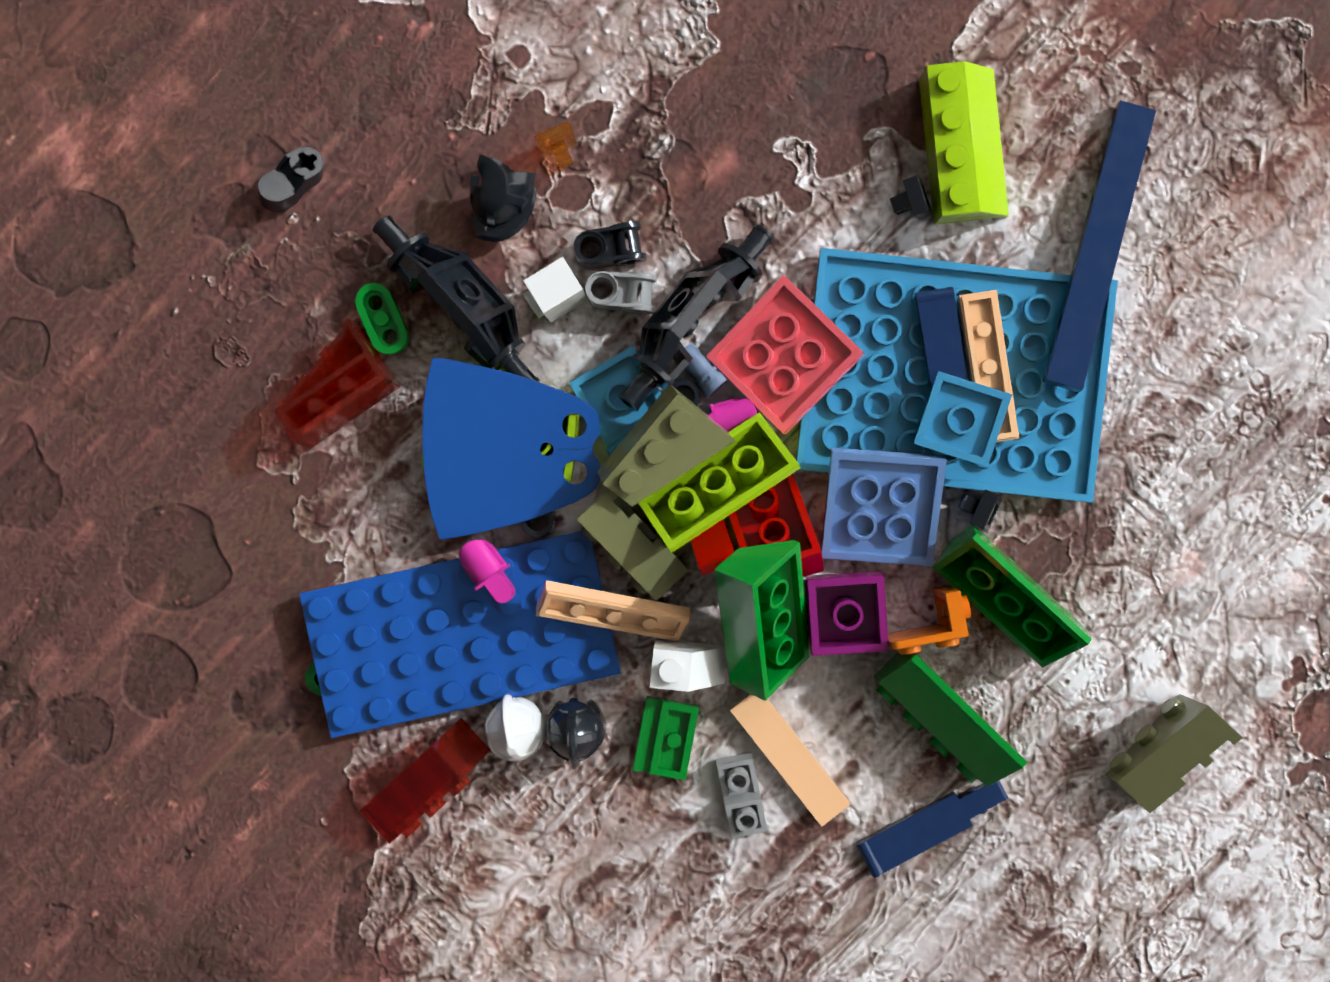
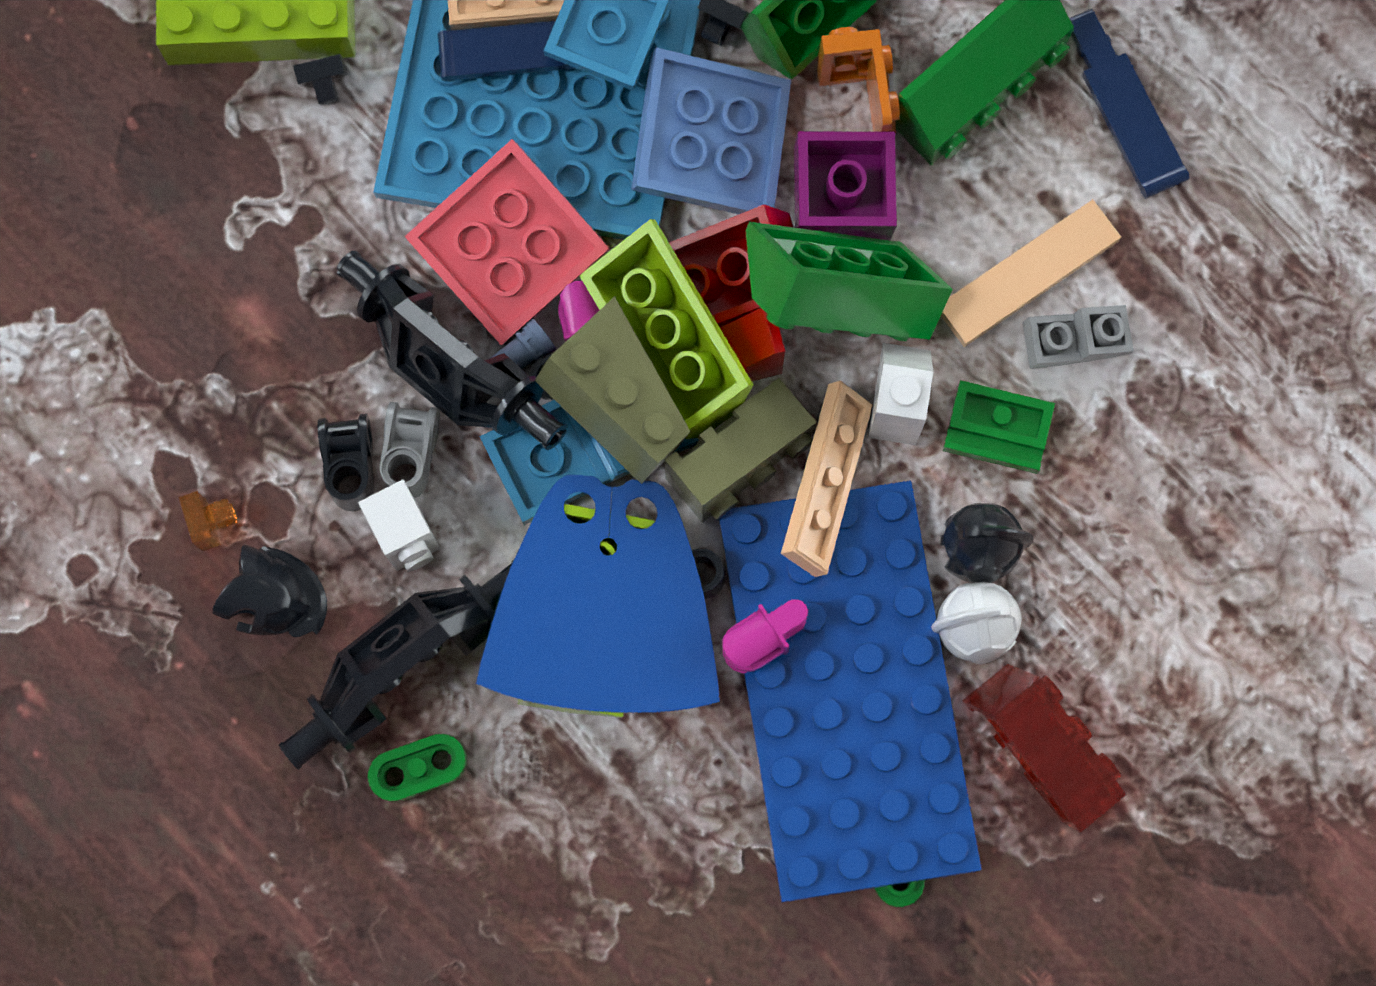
camera: 85 degrees left, 10 degrees down
(290, 179) = (230, 901): black piece -> none
(337, 388) = (505, 828): clear red wedge -> none

